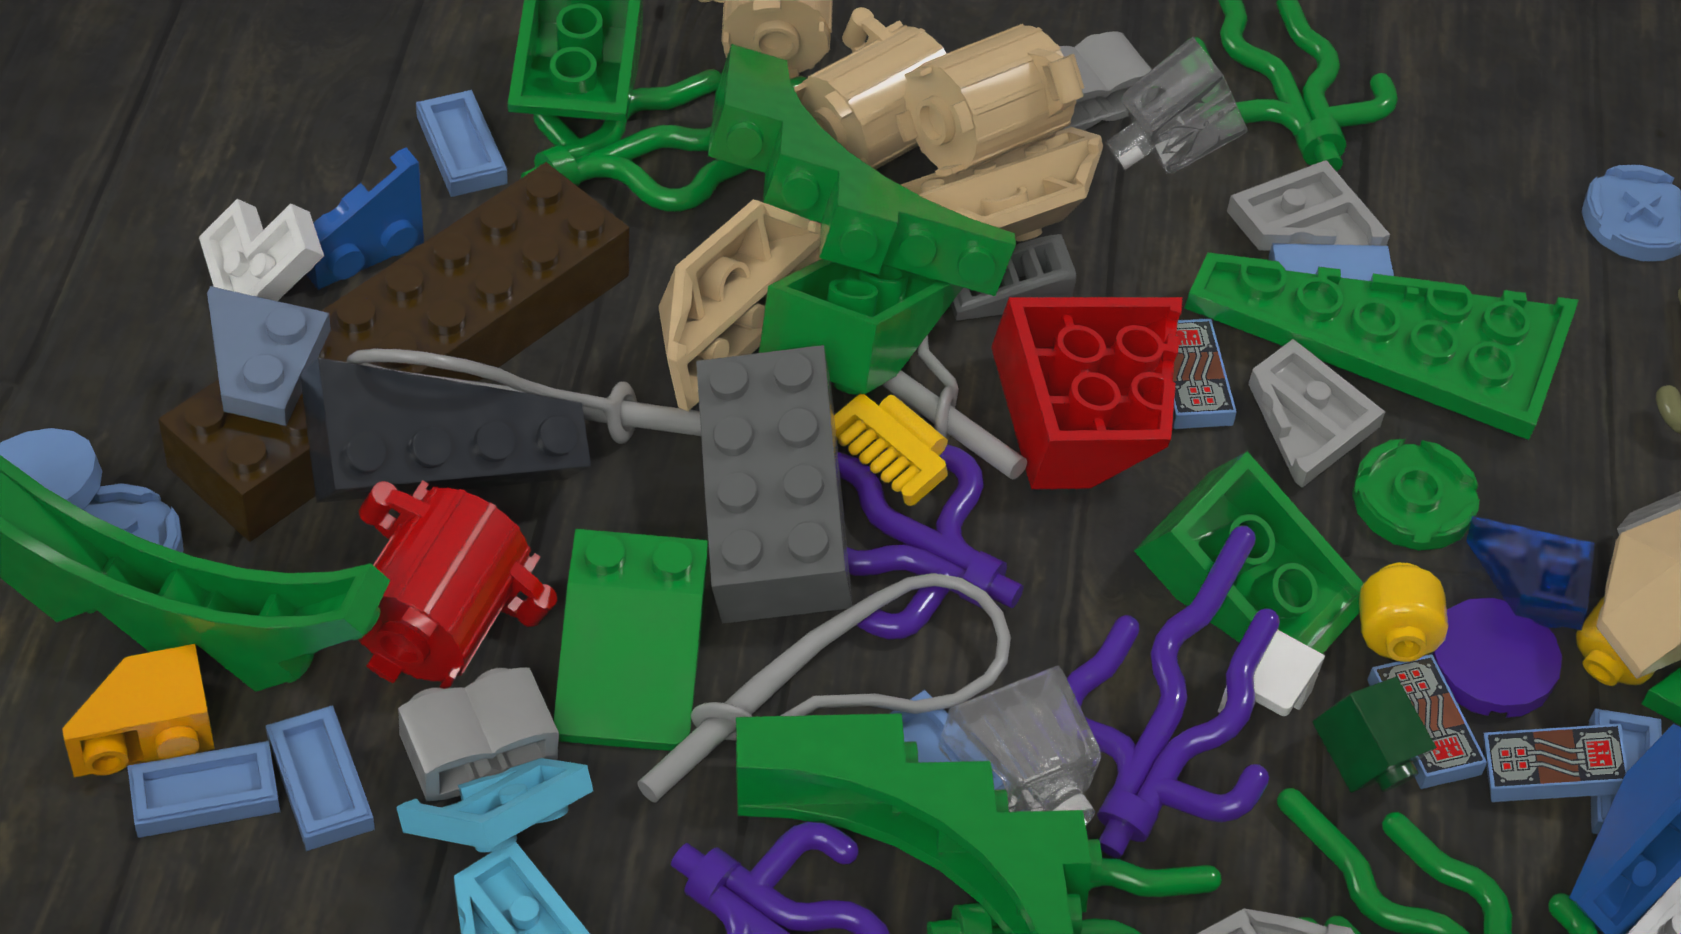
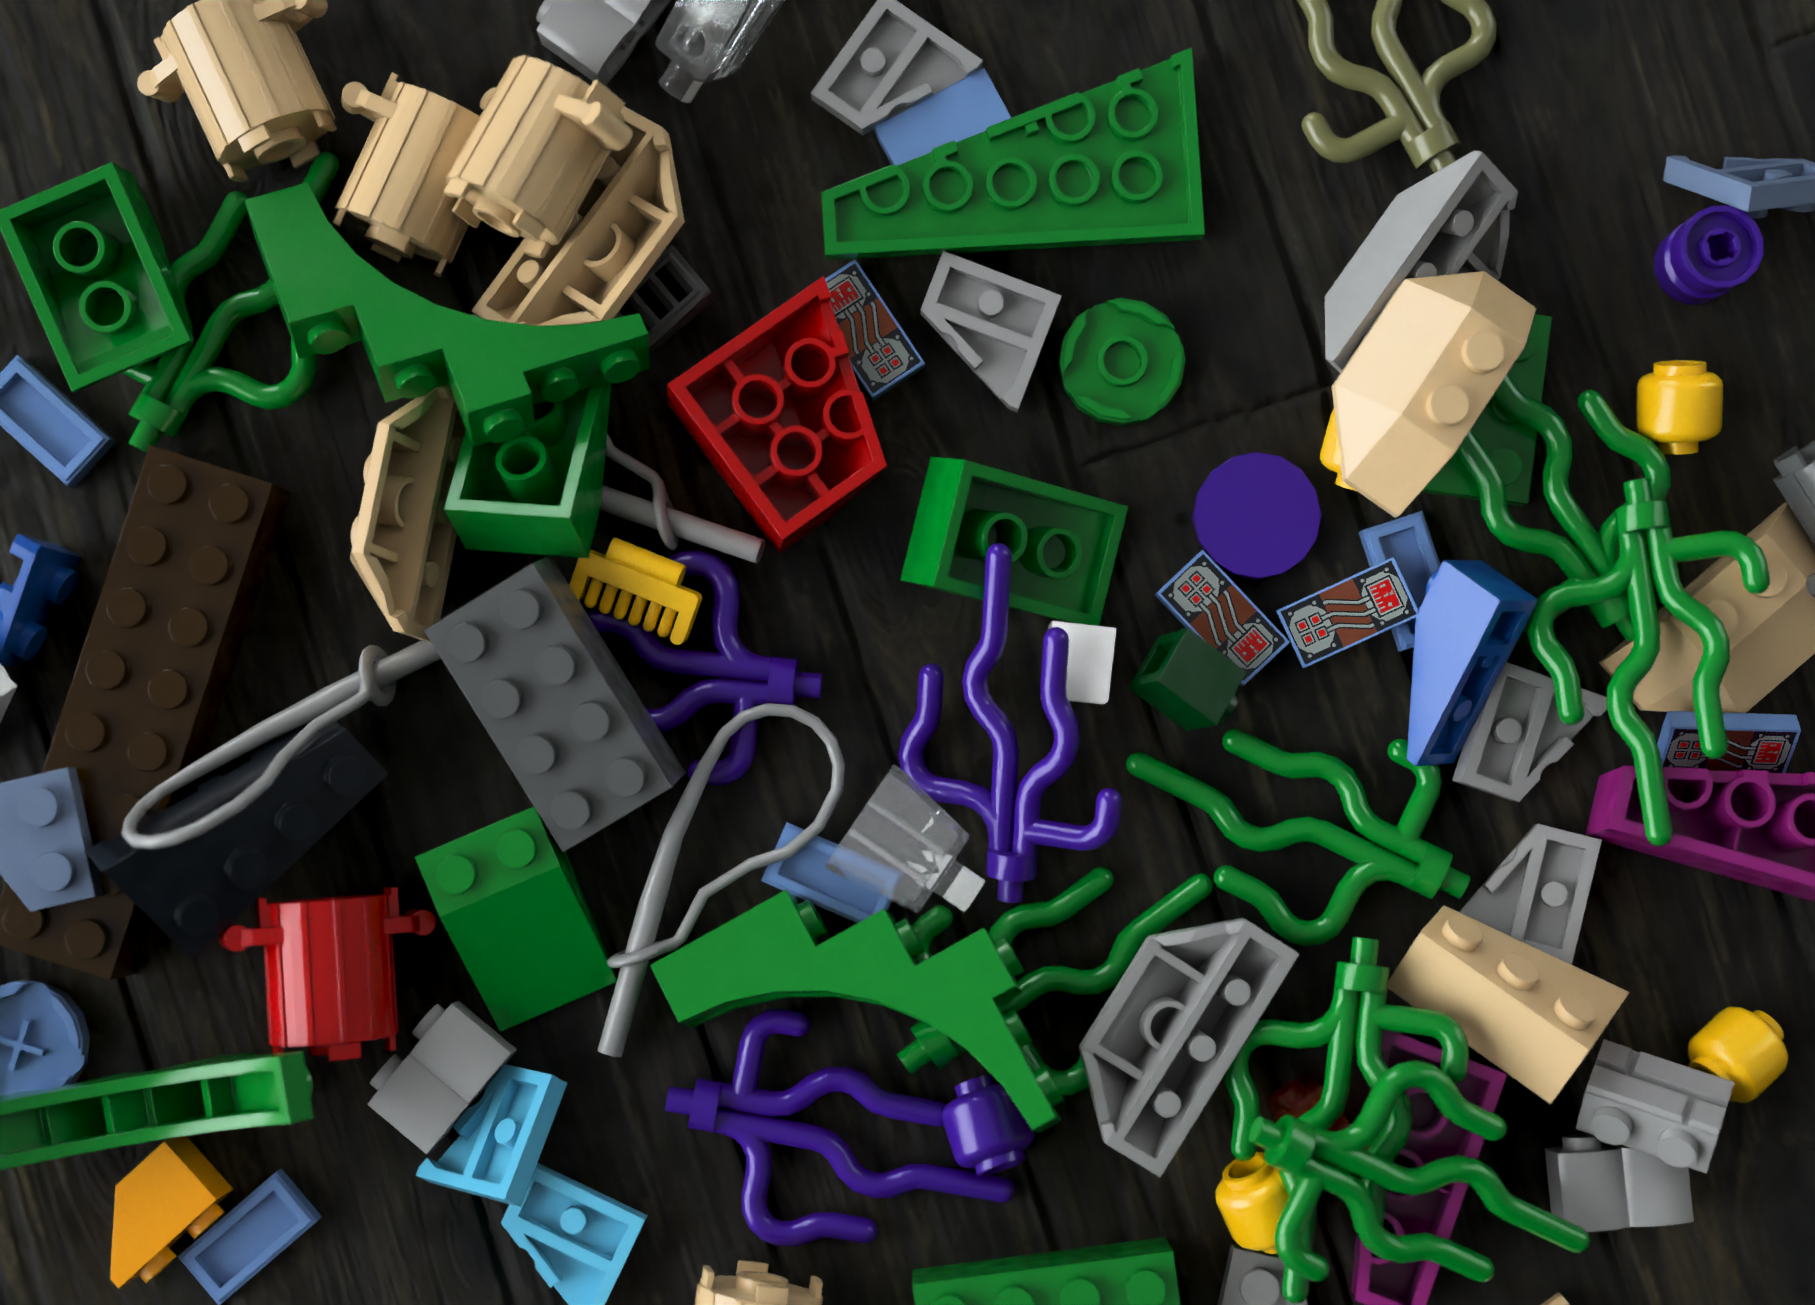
camera: 20 degrees left, 35 degrees up
(320, 778) = (336, 1176): medium blue tile -> none
(1403, 612) = (1163, 528): yellow head -> none
(1535, 571) = (1264, 411): clear blue wing -> none

